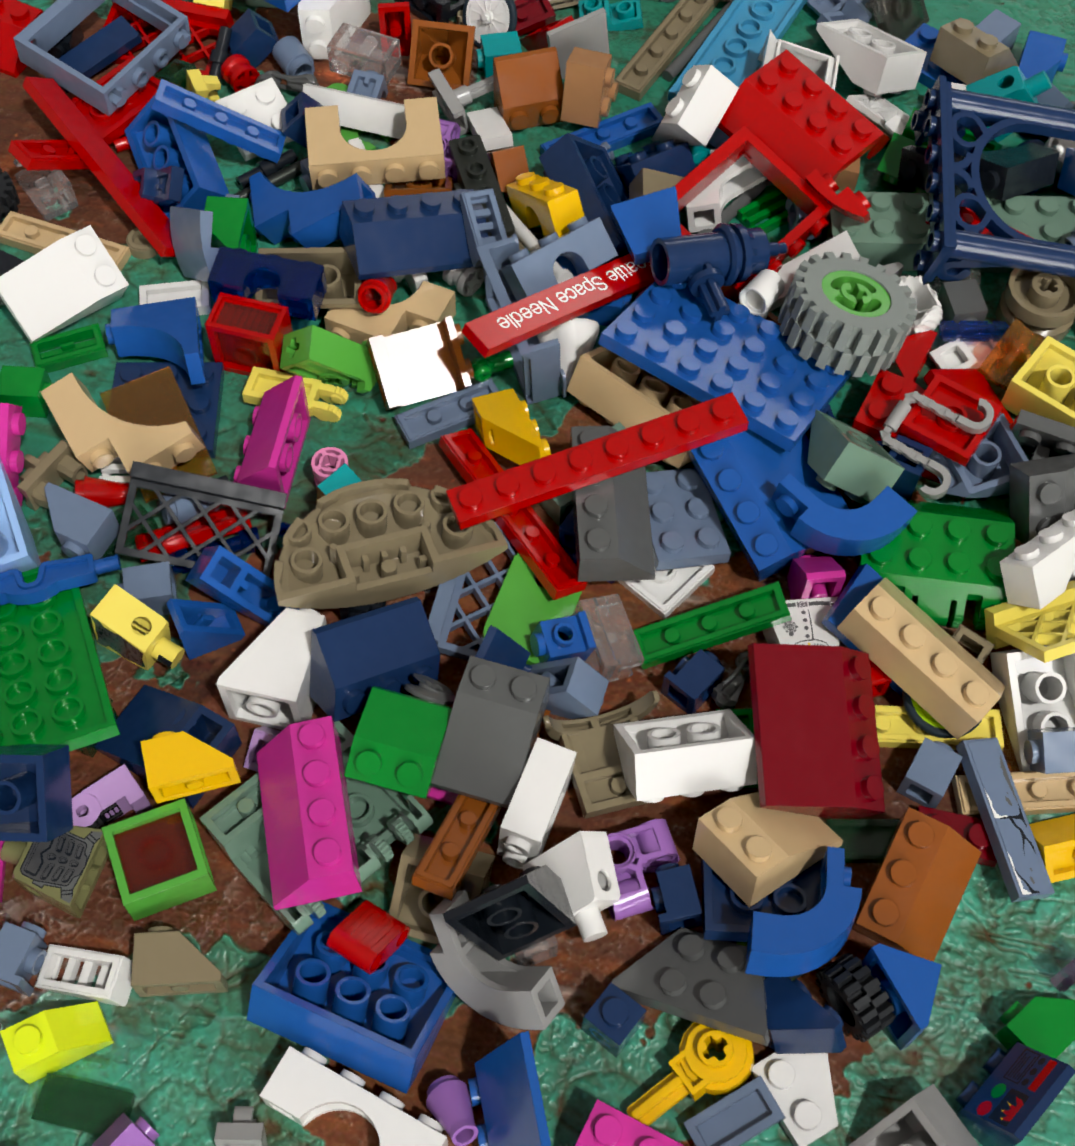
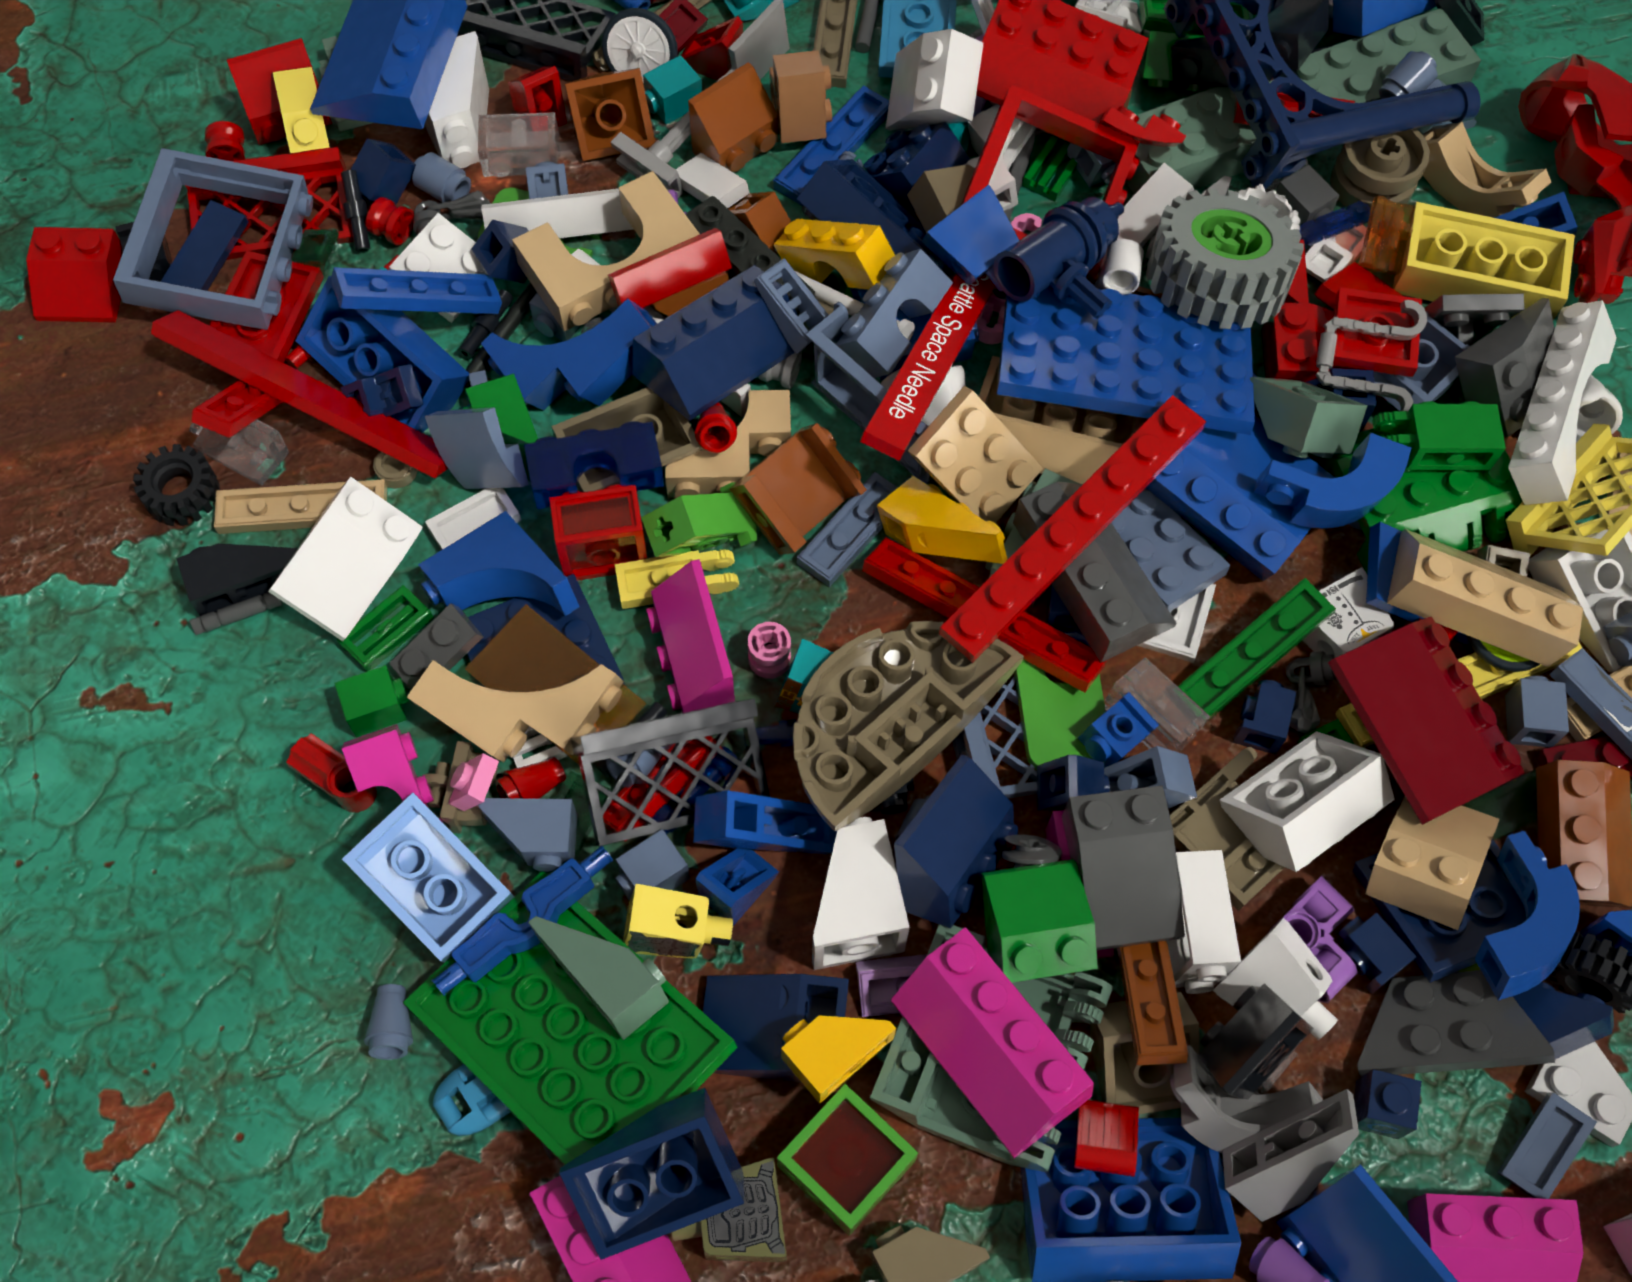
camera: 25 degrees left, 5 degrees up
(49, 467) = (472, 781): none -> bright pink plate
(54, 641) = (607, 974): none -> sand green slope
(99, 369) = (443, 640): none -> dark grey plate
(109, 800) = (750, 1116): lavender leg -> none
(202, 84) = (356, 252): light yellow tile -> none
(408, 170) = (671, 269): none -> red tile
(485, 367) = (864, 459): green arm -> none
(489, 1015) = (1291, 1157): none -> light grey slope
(559, 386) = (975, 457): none -> tan plate
(696, 1072) = (1486, 1119): yellow piece -> none
(815, 577) = (1329, 556): dark pink slope -> none
(958, 516) = (1446, 435): none -> green hinge

